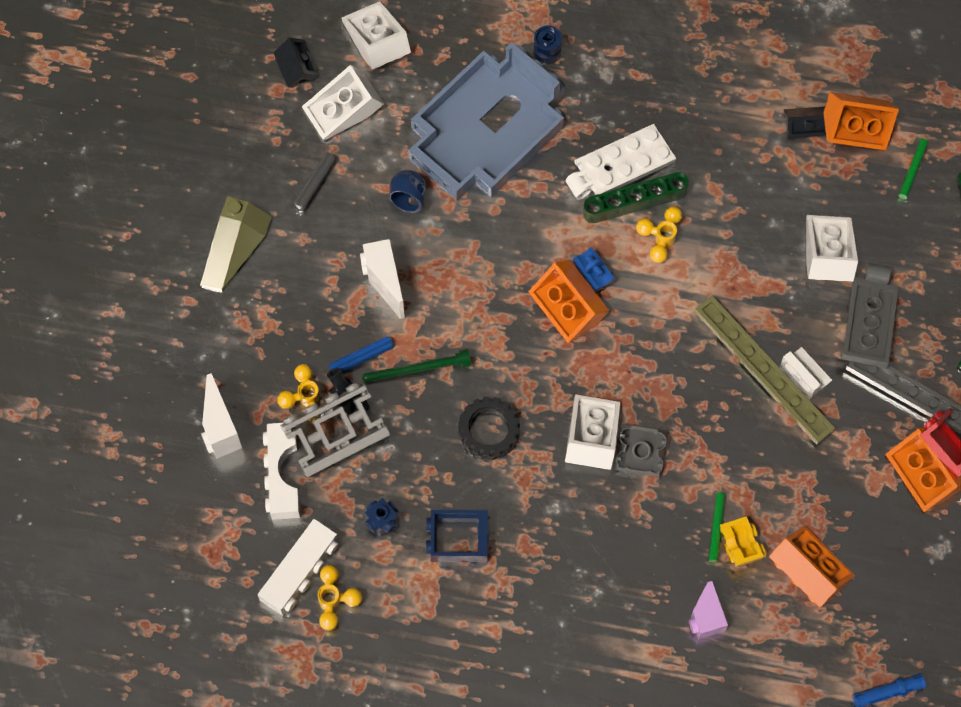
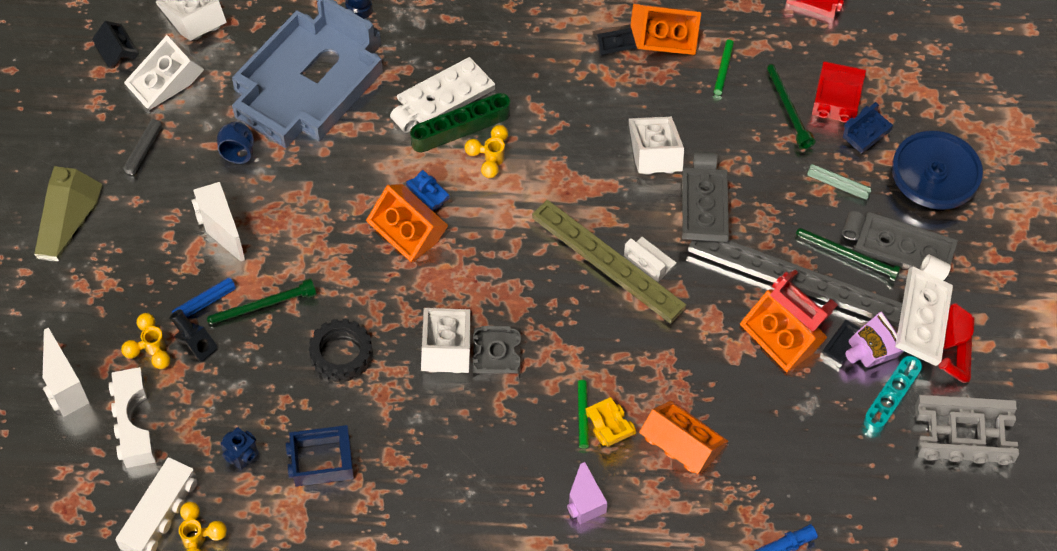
camera: 10 degrees left, 10 degrees down
(342, 446) = (191, 383): light grey fence -> none

